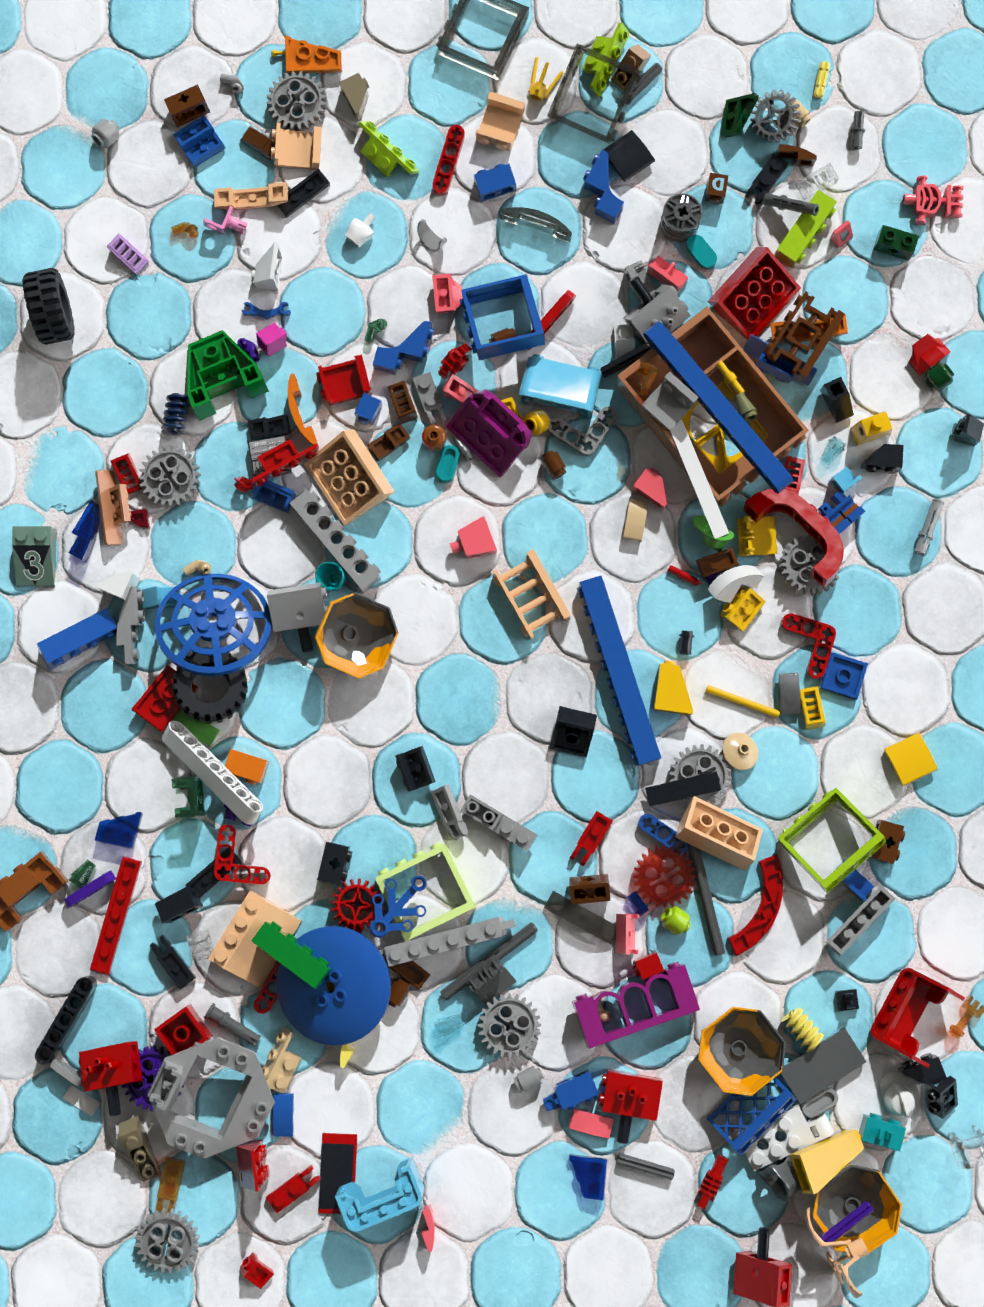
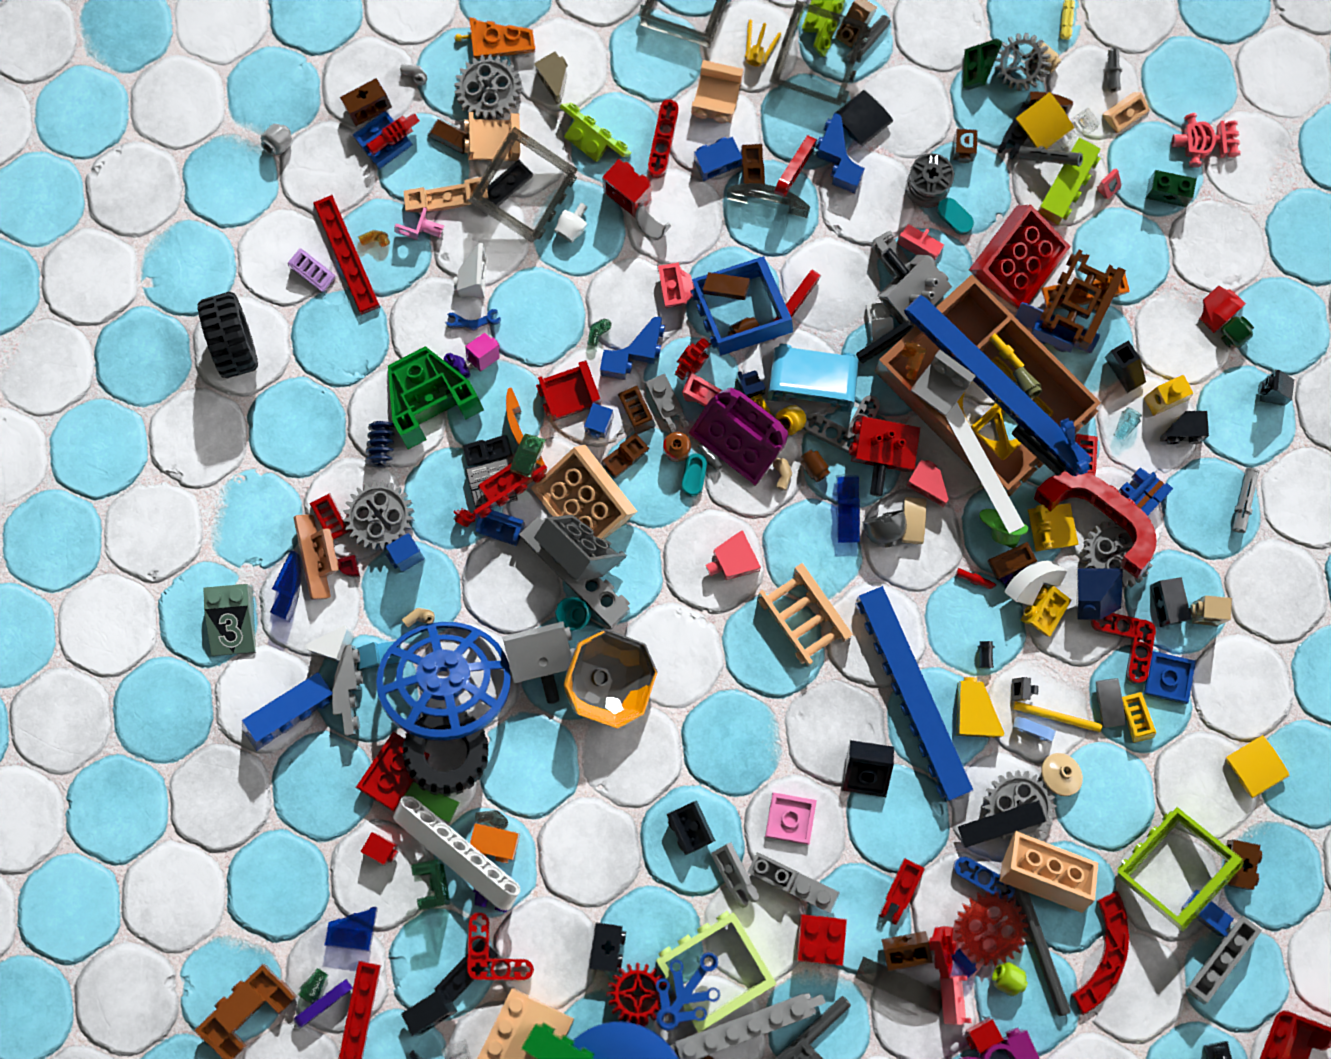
camera: 10 degrees left, 5 degrees down
(148, 763) = (380, 849): none -> red brick
(159, 242) = (346, 254): none -> red tile
(188, 511) = (404, 553): none -> blue brick
(208, 136) = (393, 133): none -> red hinge
(247, 745) = (493, 817): none -> clear smoke arm
(277, 201) = (502, 216): none -> clear smoke window
(301, 434) = (527, 455): none -> clear green slope
(337, 519) = (577, 548): none -> dark grey wedge
(411, 201) = (626, 187): none -> red brick
(490, 298) = (726, 286): none -> reddish brown tile
(502, 768) = (790, 818): none -> bright pink tile
(504, 387) = (750, 383): none -> dark blue panel
(517, 873) = (821, 939): none -> red brick
(526, 189) = (753, 163): none -> reddish brown slope
(527, 467) = (785, 472): none -> tan arm
(562, 195) = (795, 166): none -> beam
(578, 504) = (847, 508): none -> clear blue slope
(610, 525) = (886, 528): none -> dark grey cylinder
(615, 453) = (884, 446): none -> red piece
(620, 888) = (943, 947): none -> red plate
(714, 675) = (1022, 689): none -> black tile
(720, 710) = (1034, 729): none -> light blue beam
(748, 467) = (1038, 450): none -> black axle
(775, 454) = (1069, 431): none -> blue piece
(789, 597) = (1098, 592): none -> dark blue slope
(790, 173) = (1045, 122): none -> yellow slope
(844, 480) = (1144, 455): medium azure panel -> none
(852, 610) = (1170, 602): none -> black hinge
(865, 169) = (1126, 111): none -> light nougat slope
(885, 621) = (1211, 610): none -> tan brick

